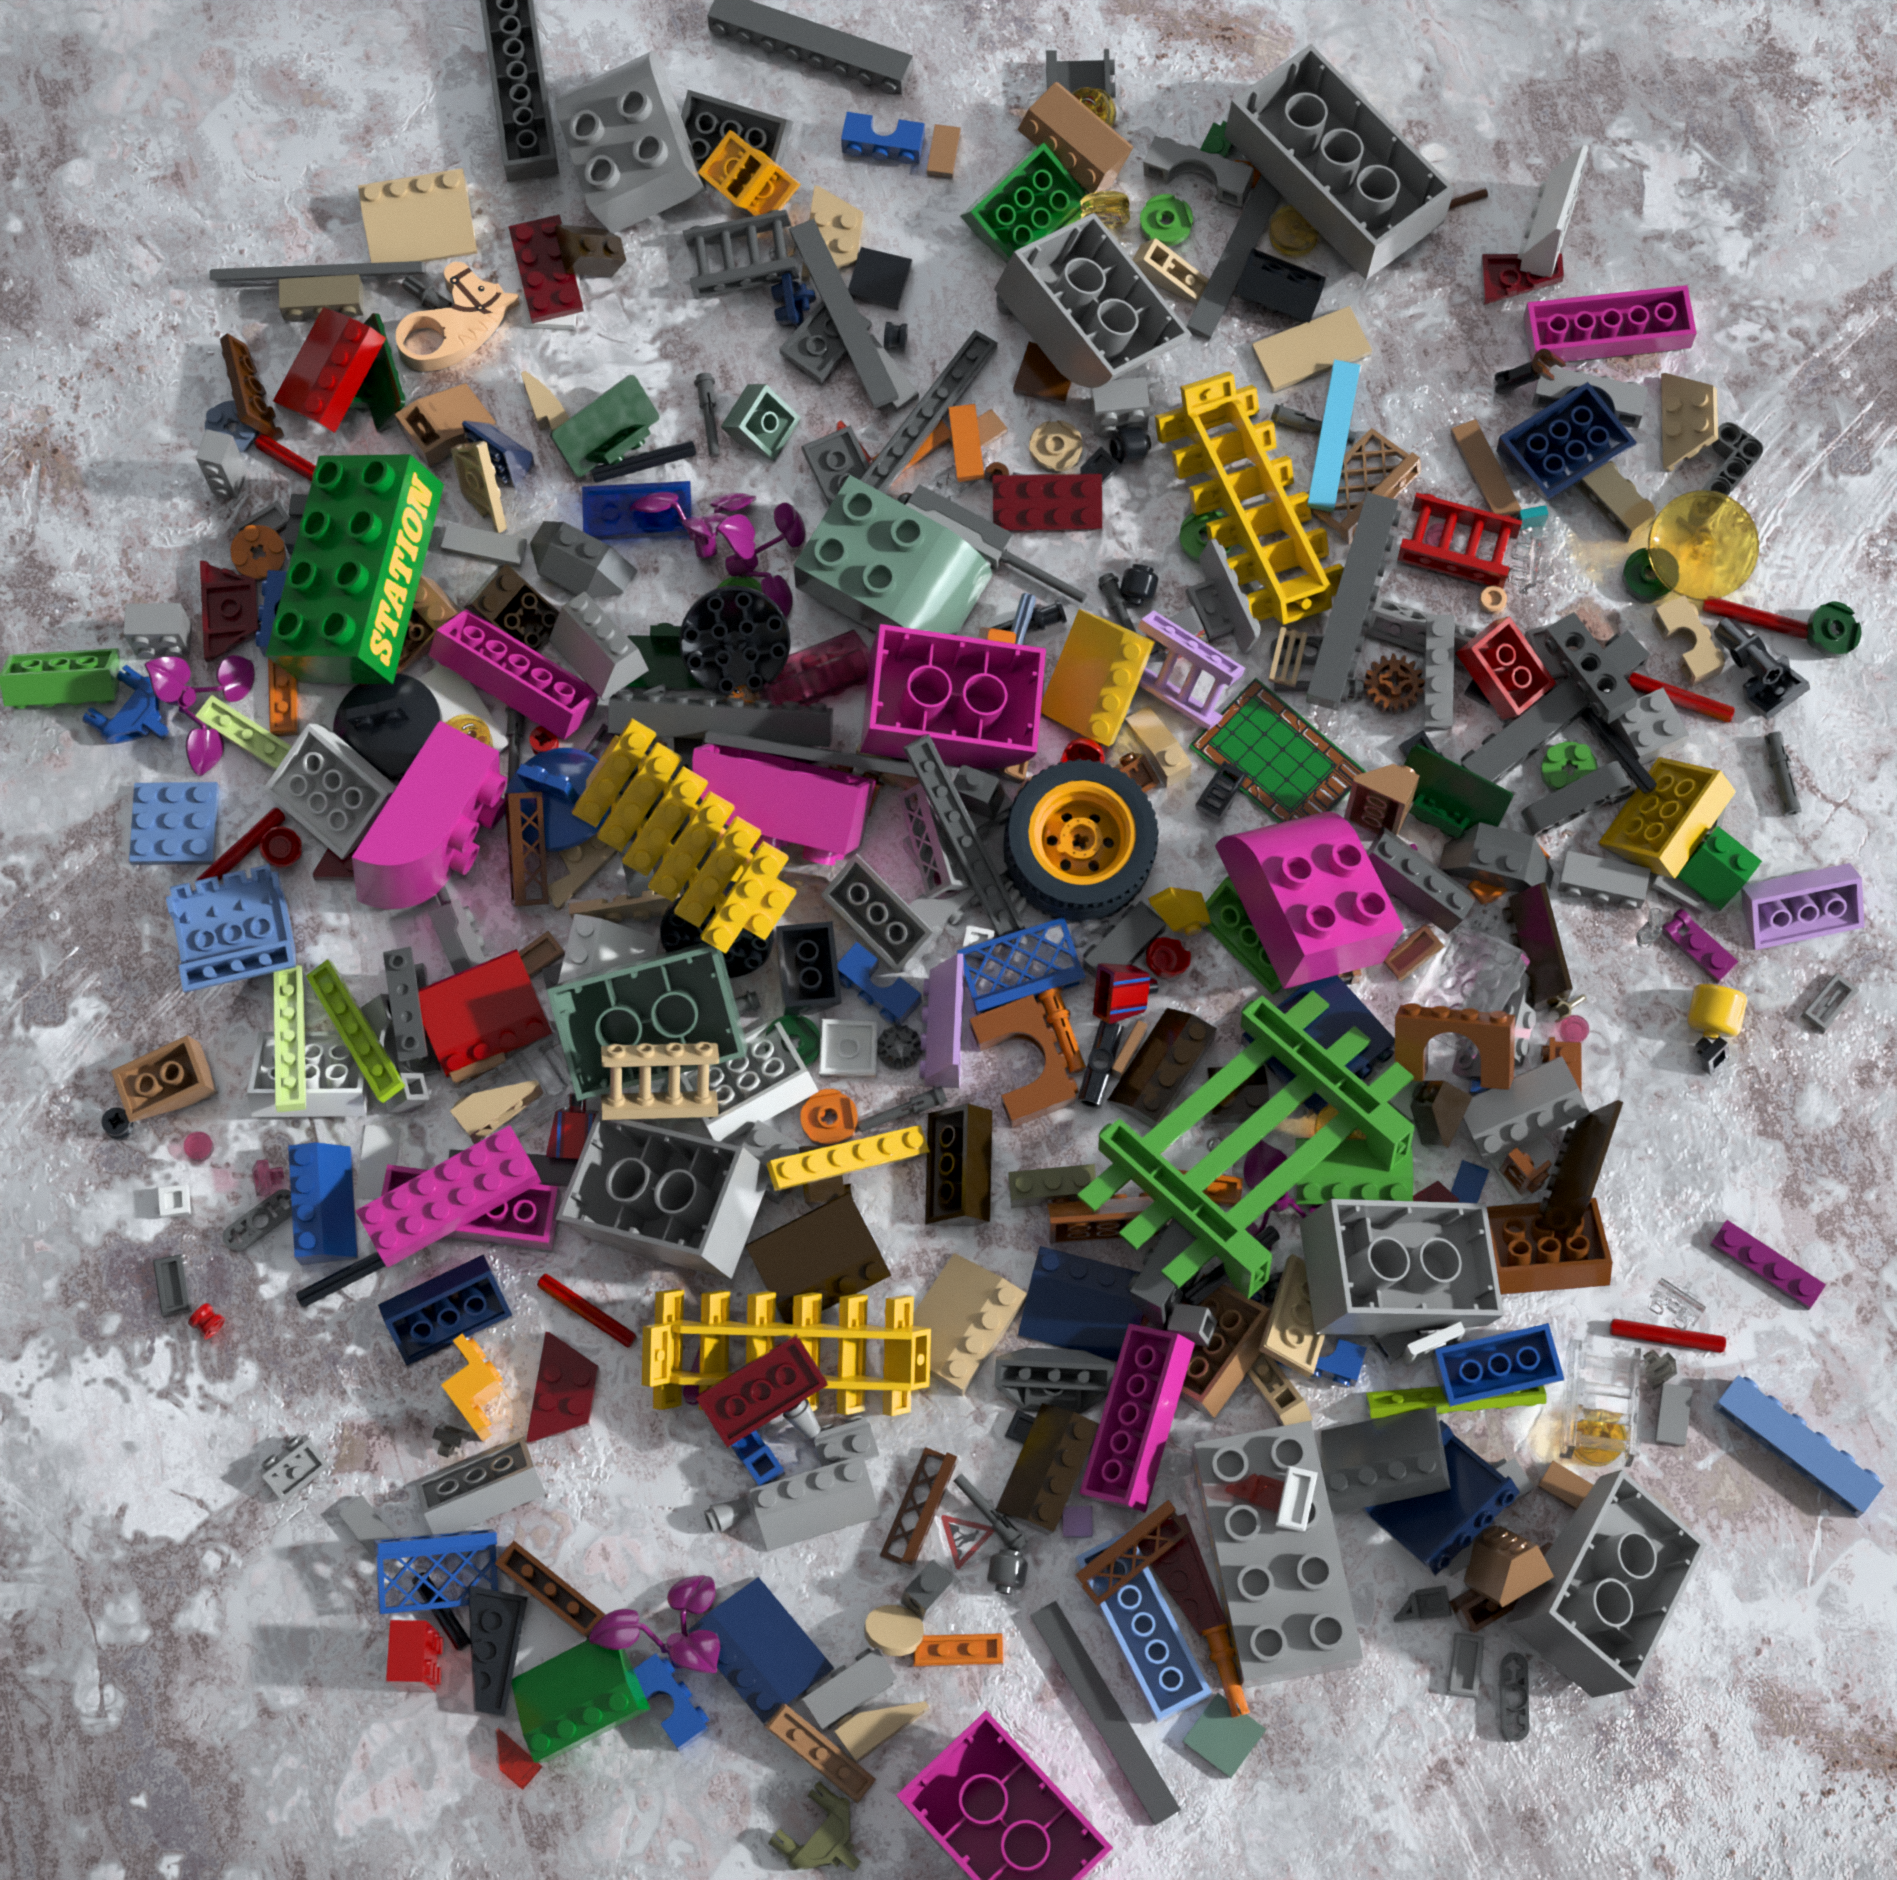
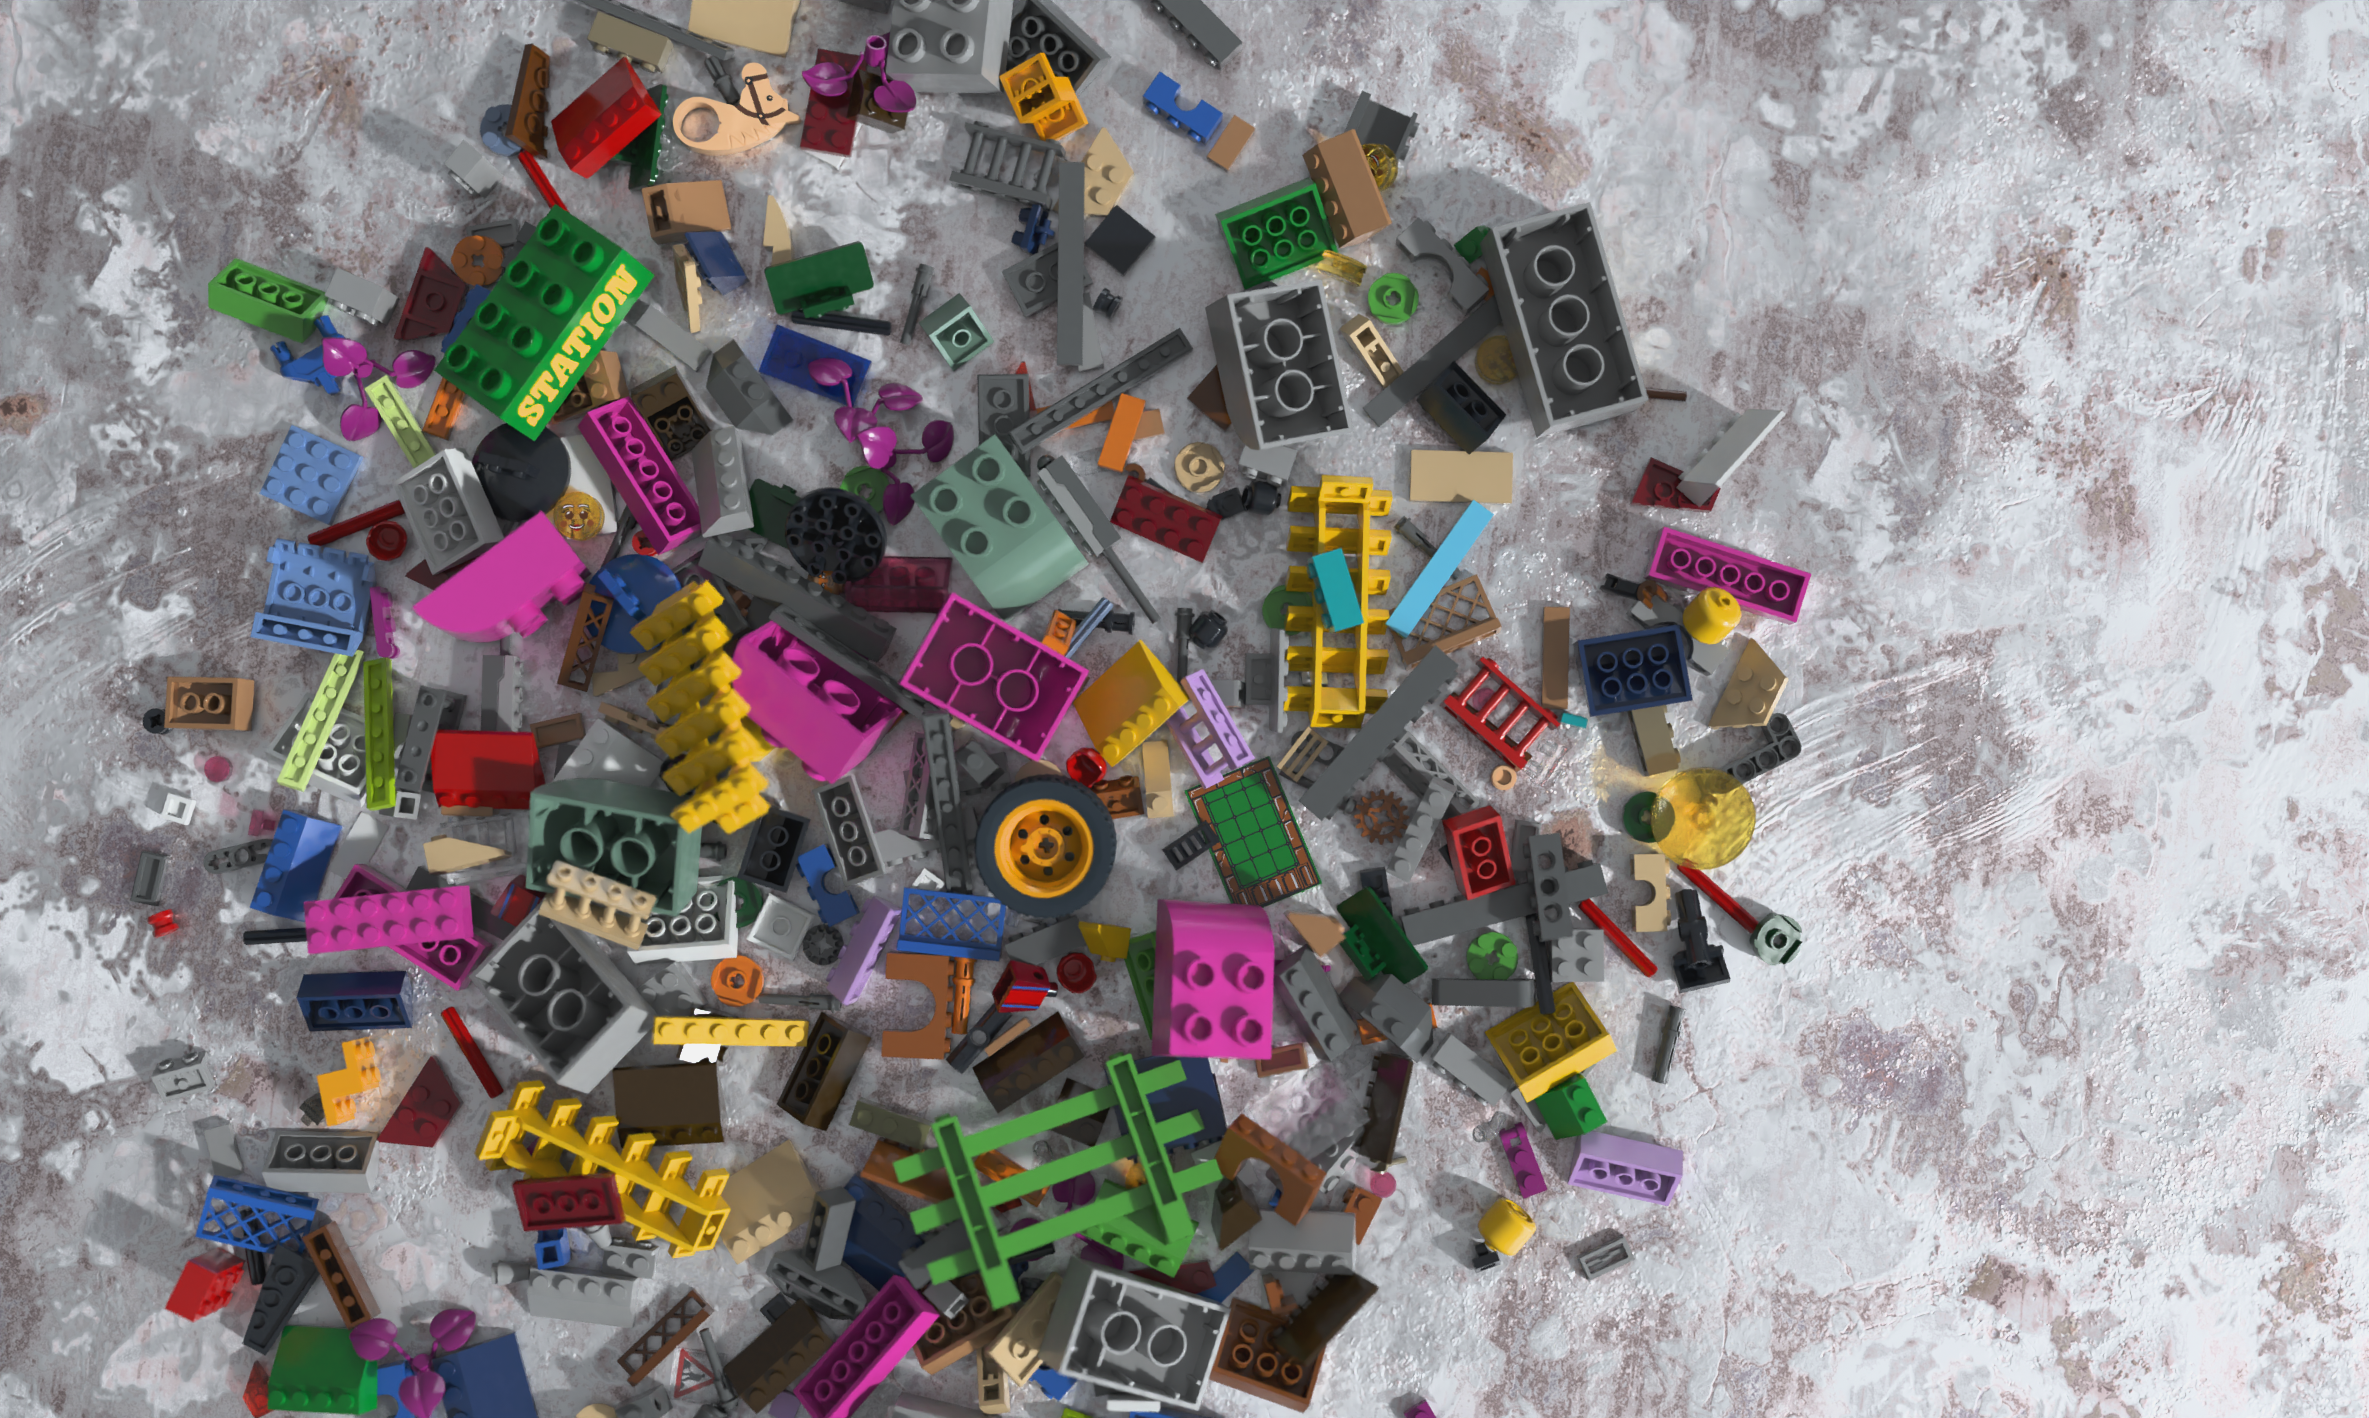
camera: 25 degrees right, 15 degrees up
(311, 928) = (383, 622): none -> magenta plate
(571, 201) = (831, 78): none -> magenta plant
(1039, 1306) = (828, 1228): none -> dark grey brick
(1246, 482) = (1334, 591): none -> teal brick
(1614, 359) = (1711, 615): none -> yellow head

